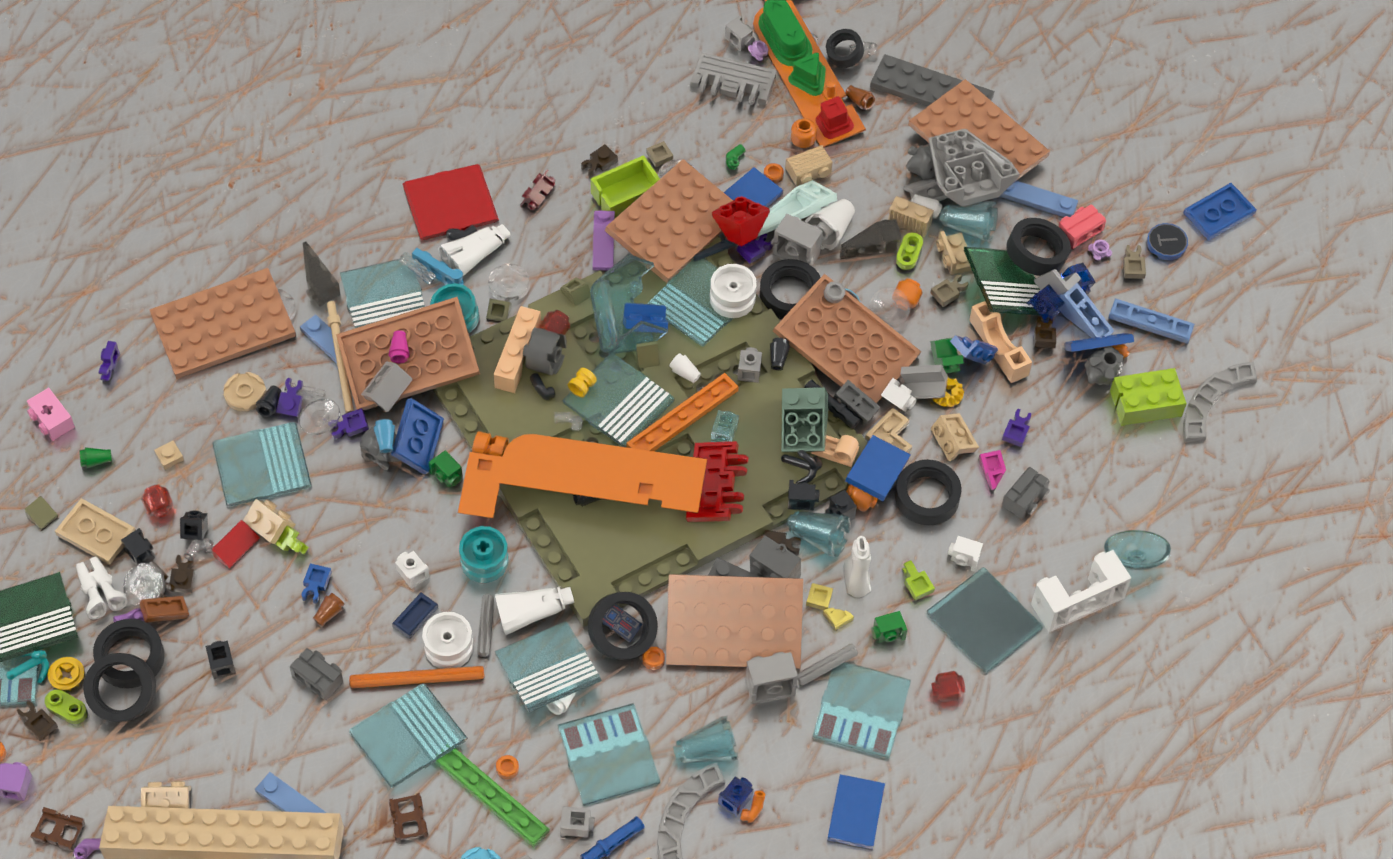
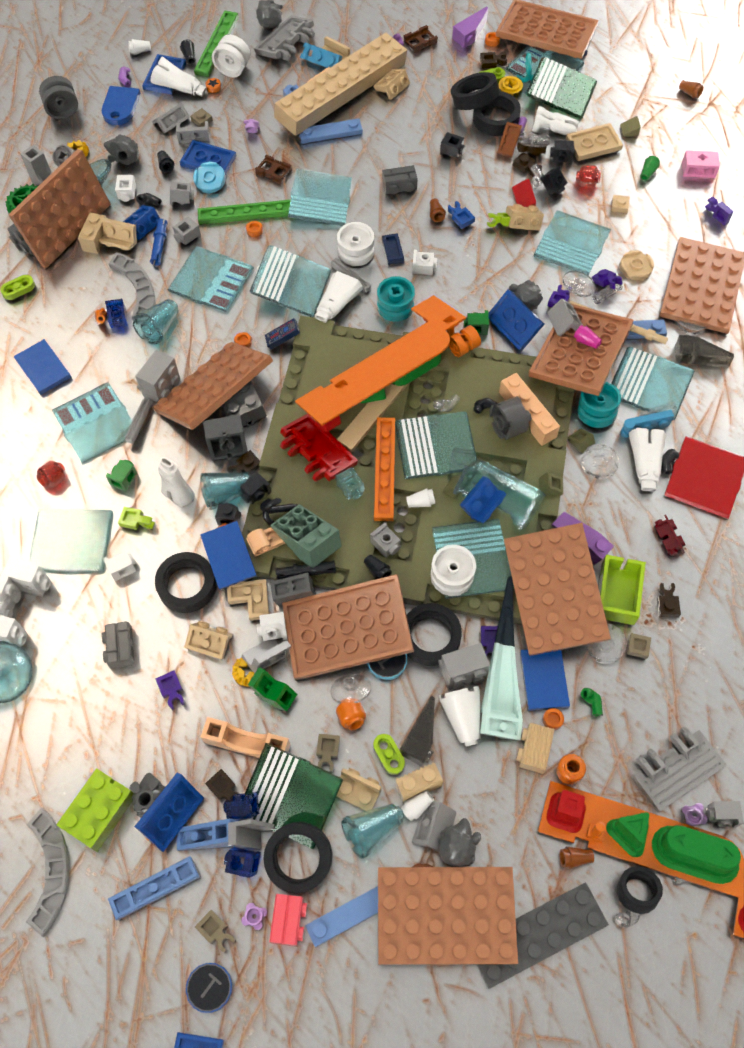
camera: 135 degrees right, 5 degrees up
(268, 402) = (615, 265): black cone -> none
(384, 433) = (524, 286): dark azure cone -> none
(416, 677) = (330, 246): orange axle -> none
(556, 322) = (529, 445): clear red head -> none
(582, 381) = (465, 424): yellow wheel -> none
(649, 620) = (282, 336): black tyre -> none
(741, 220) = (516, 633): red slope -> none
(819, 596) = (186, 457): light yellow tile -> none
(834, 292) = (389, 642): light grey tile -> none
(837, 617) = (160, 452): light yellow tile -> none
(969, 168) = (415, 854): light grey wedge -> none
(974, 350) = (256, 708): blue bracket -> none
(993, 467) = (160, 645): dark pink slope -> none

